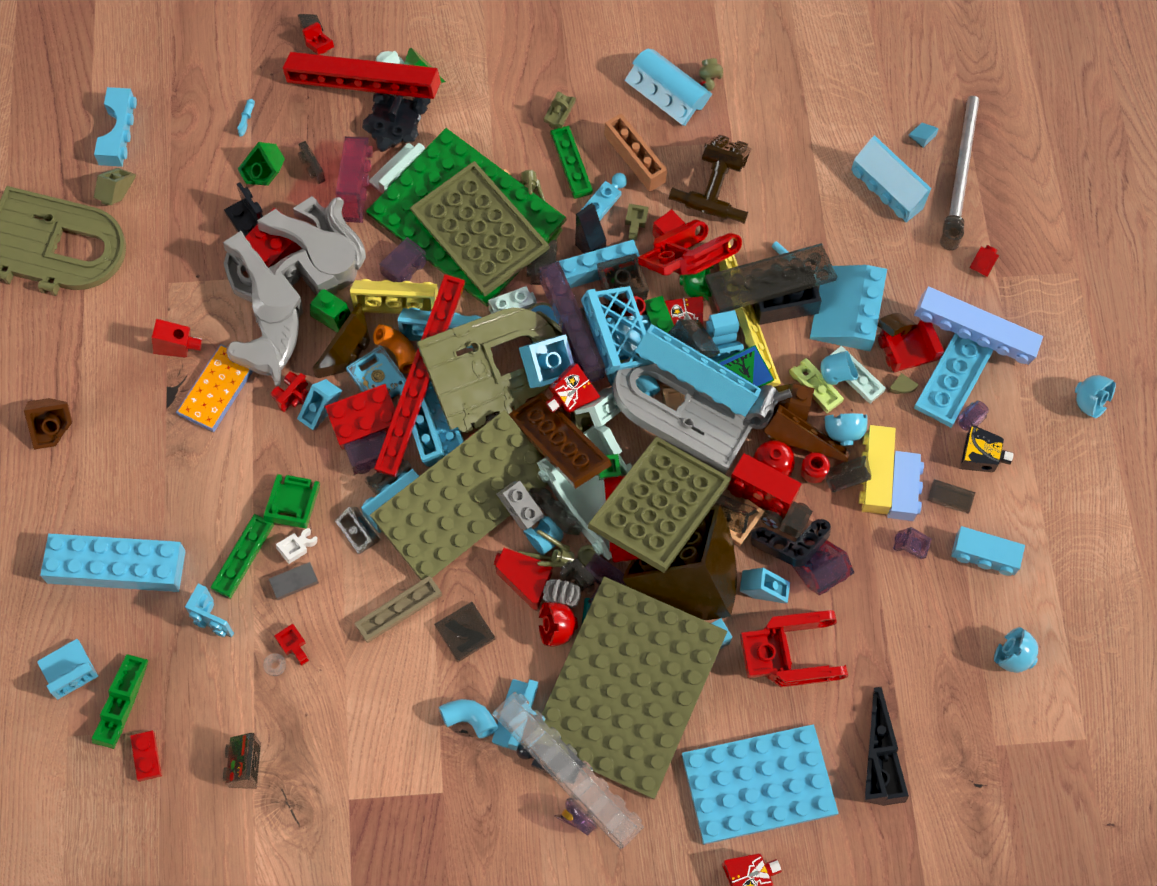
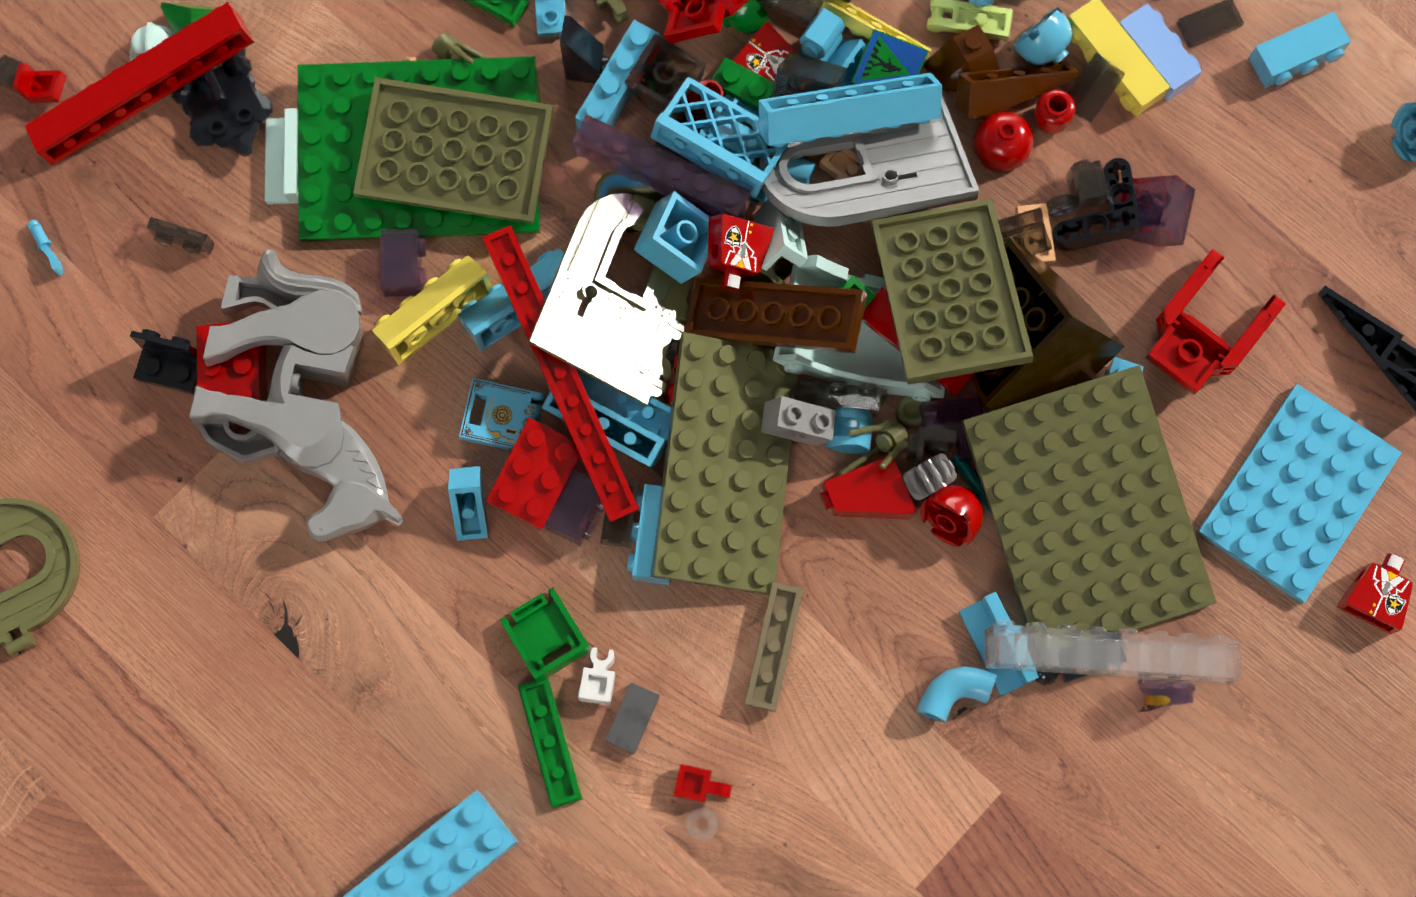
camera: 40 degrees left, 10 degrees up
(47, 421) = (183, 793): reddish brown slope -> none
(173, 339) = (226, 584): red torso -> none
(199, 610) = (566, 832): medium azure bracket -> none
(214, 391) = (334, 591): light orange tile -> none
(261, 164) = (128, 288): green slope -> none
(293, 394) = (423, 530): red hips -> none
(327, 310) = (378, 388): green torso -> none
(345, 346) = (432, 411): dark brown wedge -> none
(354, 177) = (247, 210): clear pink wedge -> none
(357, 529) = (644, 602): clear smoke slope -> none
(398, 344) = (493, 360): orange cylinder -> none
(464, 631) = (863, 607): clear smoke tile -> none
(515, 299) = (570, 202): light aqua brick -> none
(543, 260) = (562, 132): clear smoke slope -> none
(763, 485) = (1027, 176): red brick -> none
(764, 406) = (954, 100): flat silver piece -> none
(764, 585) = (1118, 283): medium azure slope -> none
(912, 542) = (1218, 106): clear purple bracket -> none

